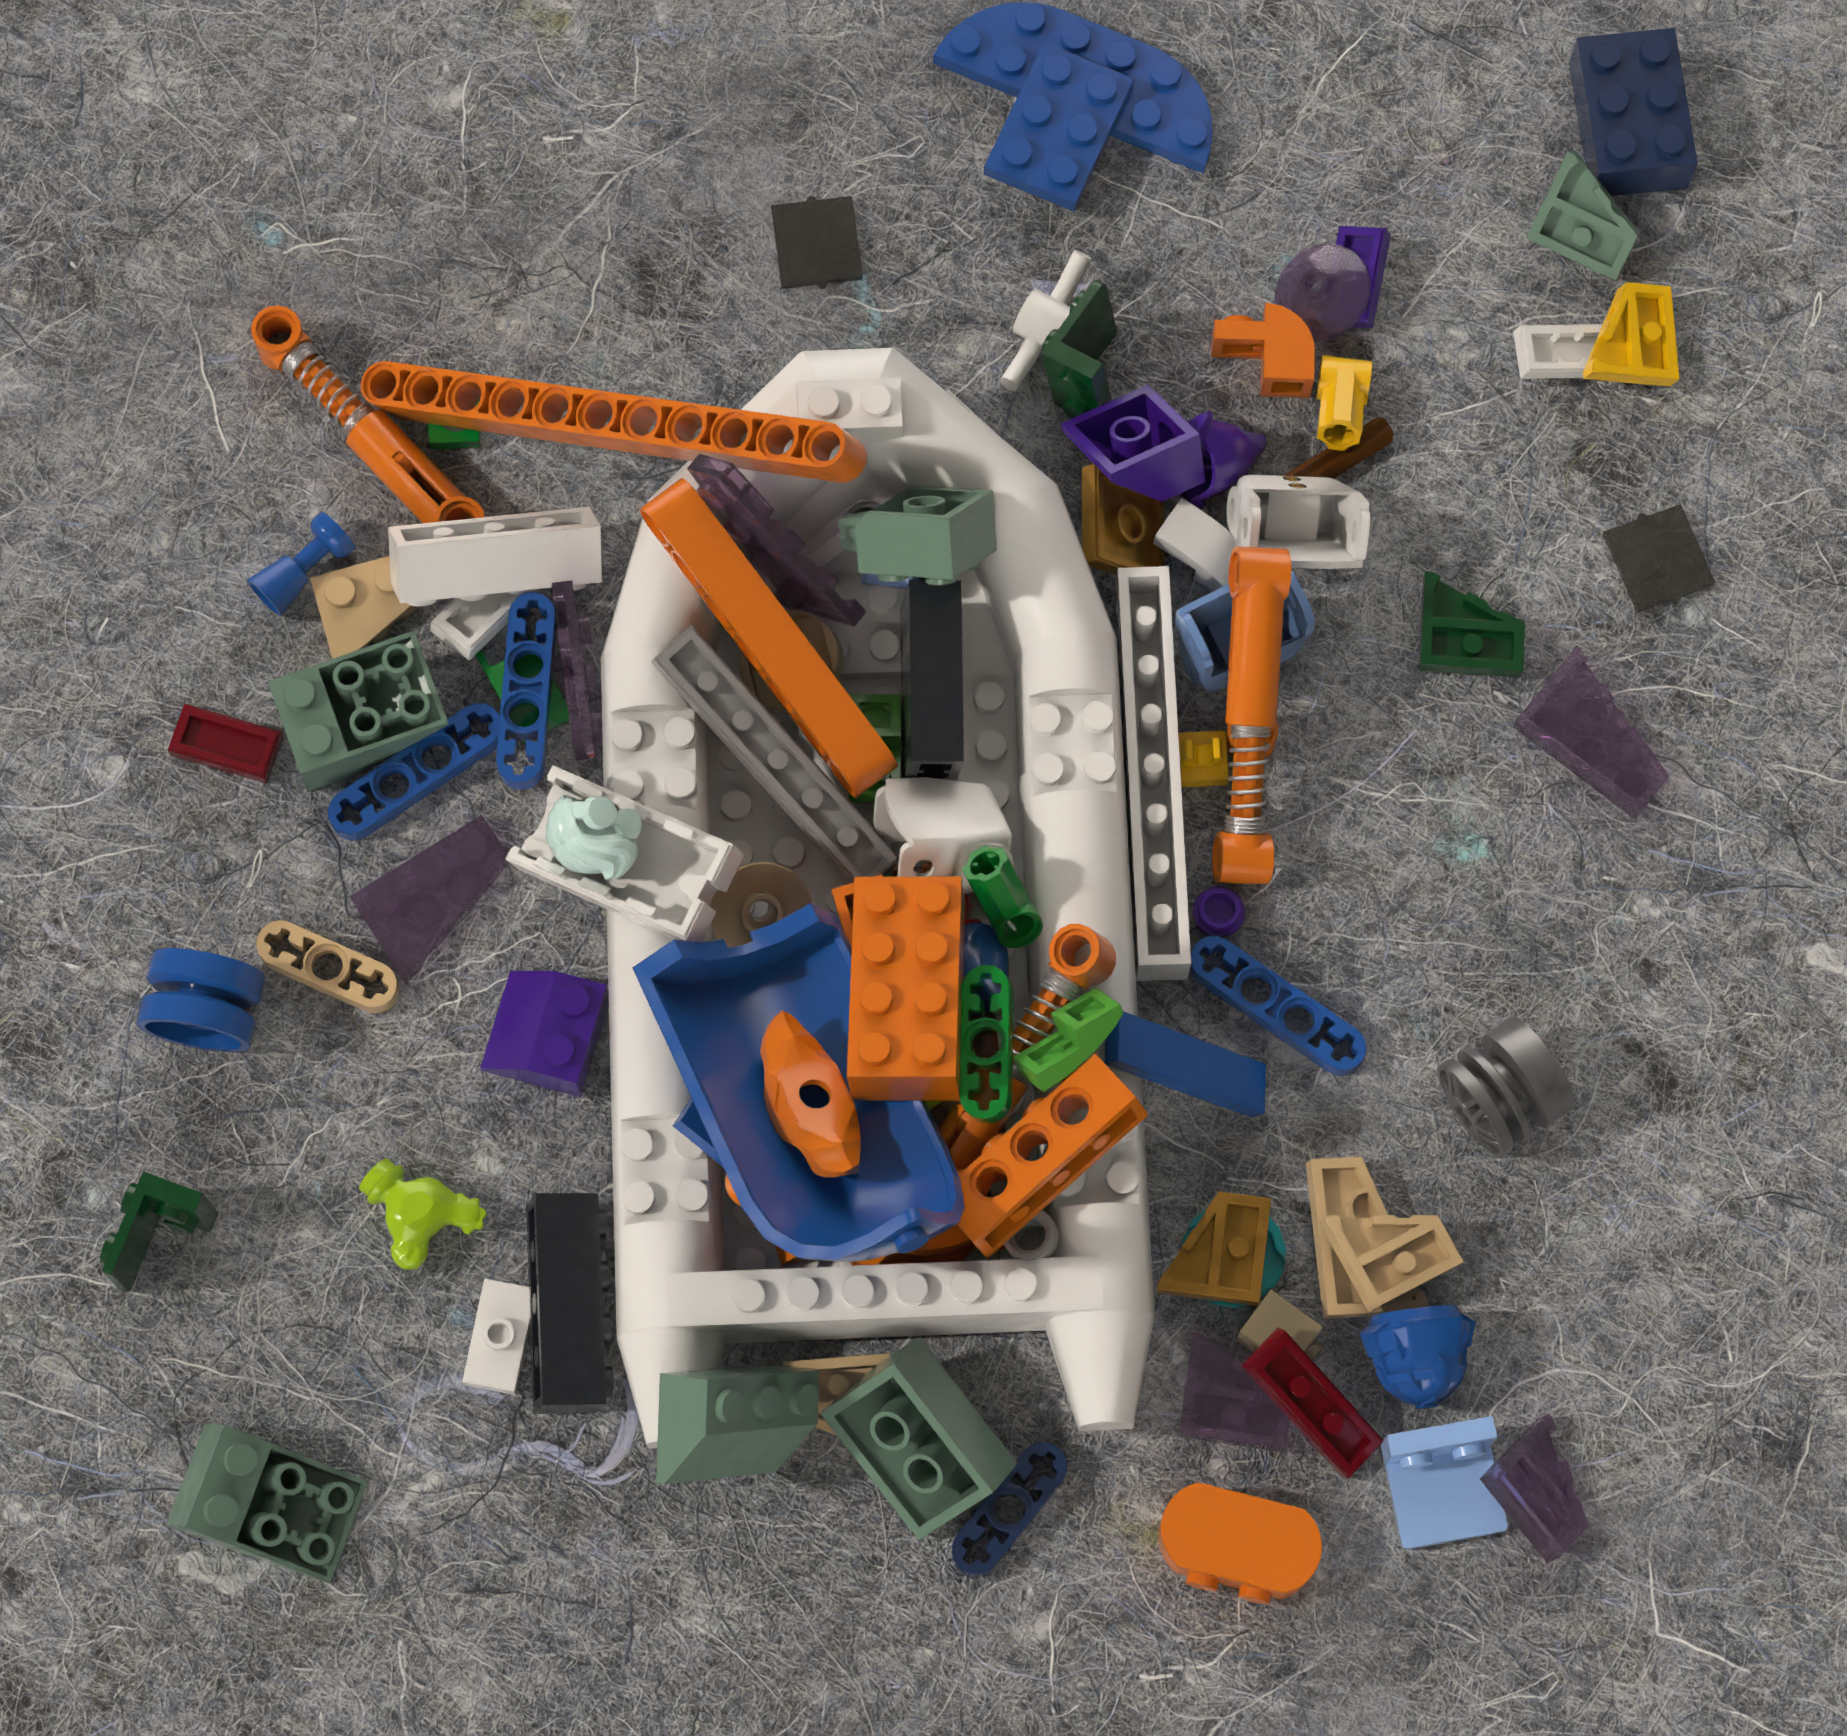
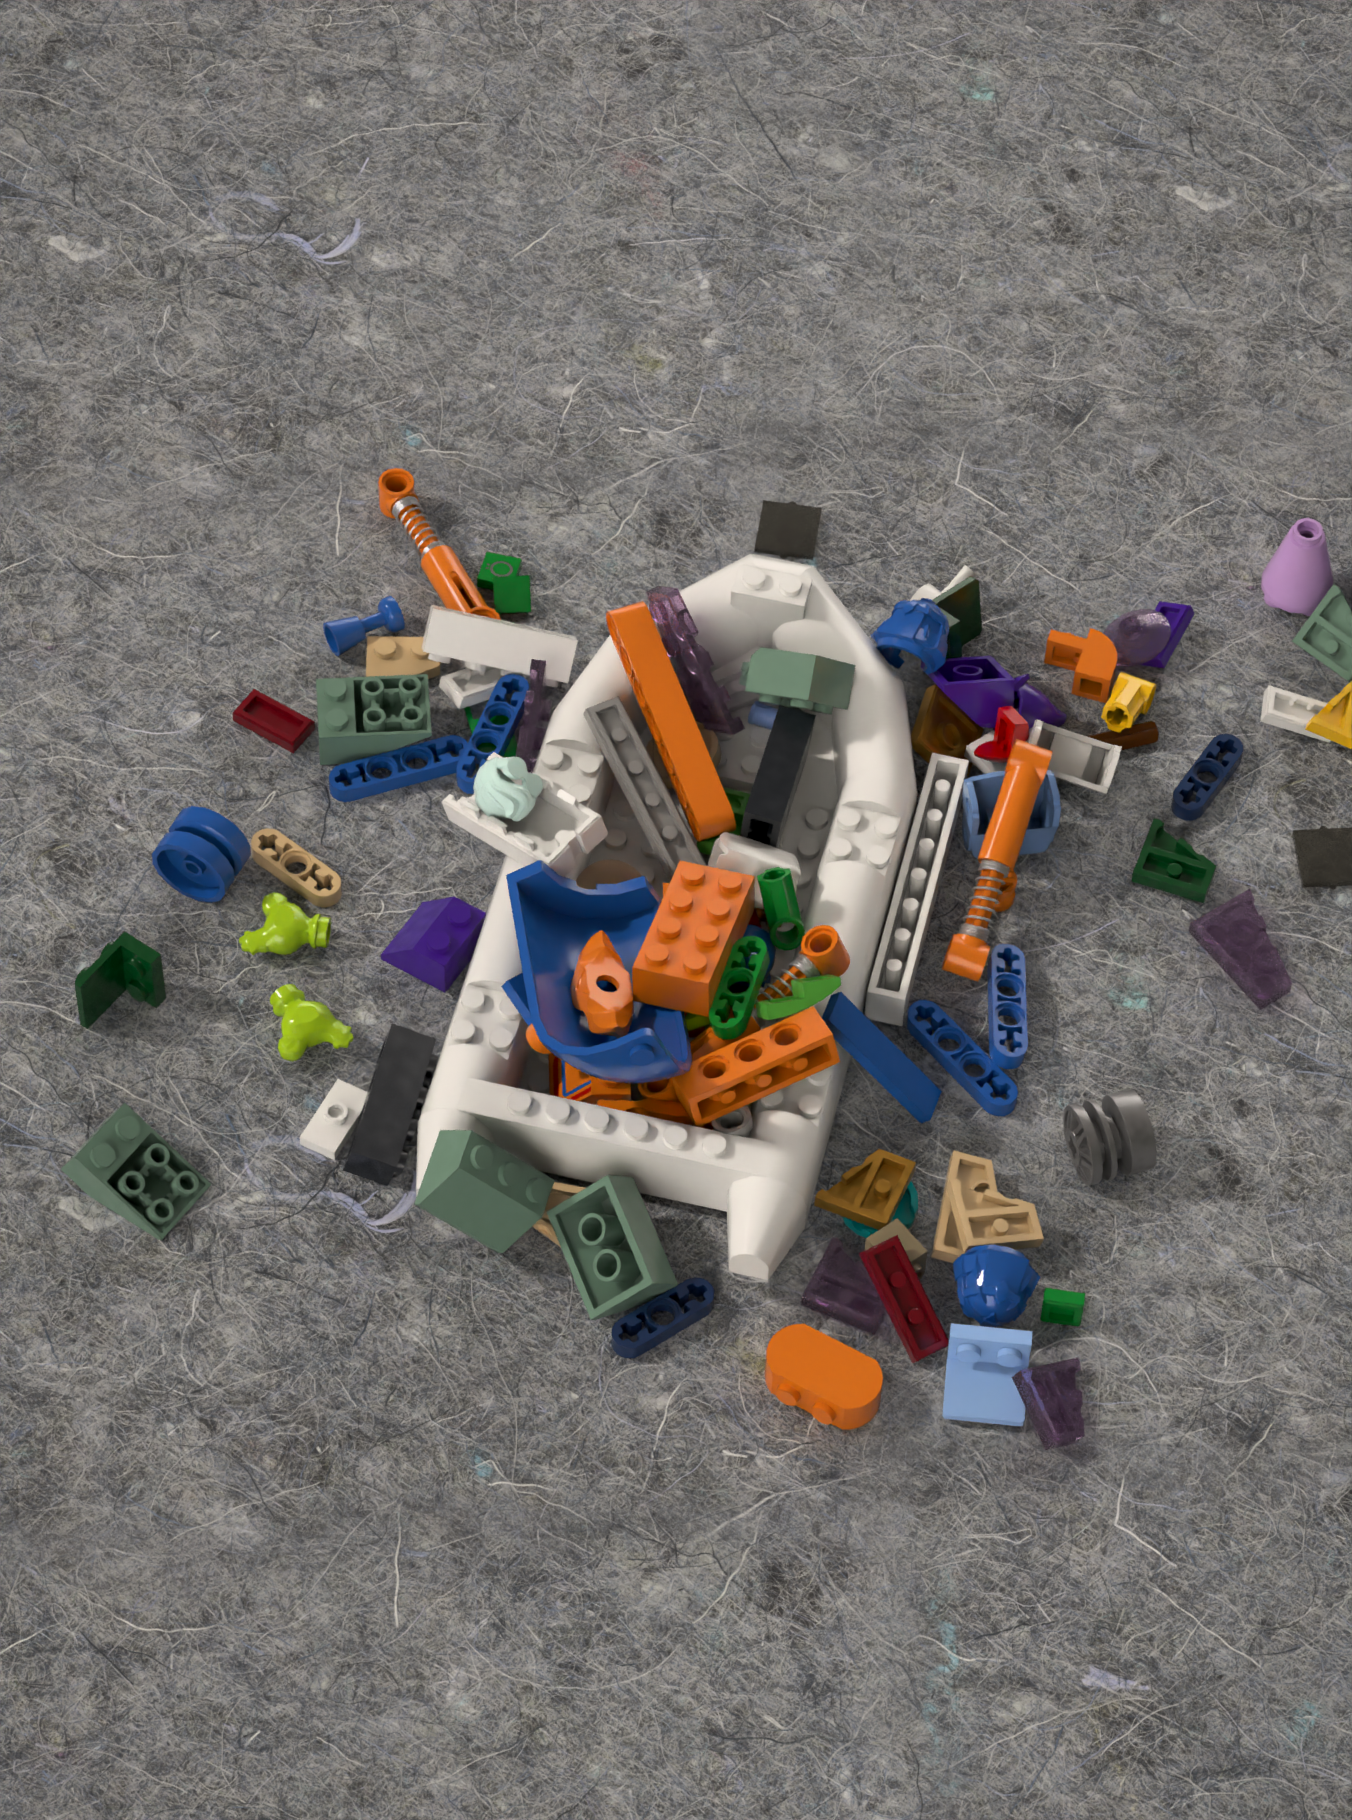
camera: 15 degrees right, 20 degrees down
(344, 1070) = (286, 928): none -> lime animal
(429, 893) = (376, 843): clear purple wing -> none
(482, 458) = (512, 594): none -> green tile
(628, 427) = (606, 568): orange beam -> none
(1052, 405) = (917, 629): none -> blue helmet
(1072, 94) = (997, 480): blue plate -> none
(1203, 758) = (954, 895): yellow tile -> none
(1210, 518) = (1008, 728): none -> red plate
(1218, 911) = (939, 988): dark purple plate -> none
(1310, 915) = (1010, 1006): none -> blue beam
(1476, 516) = (1206, 791): none -> dark blue beam
(1510, 136) = (1299, 570): none -> lavender cone
(1510, 1348) = (1062, 1307): none -> green tile

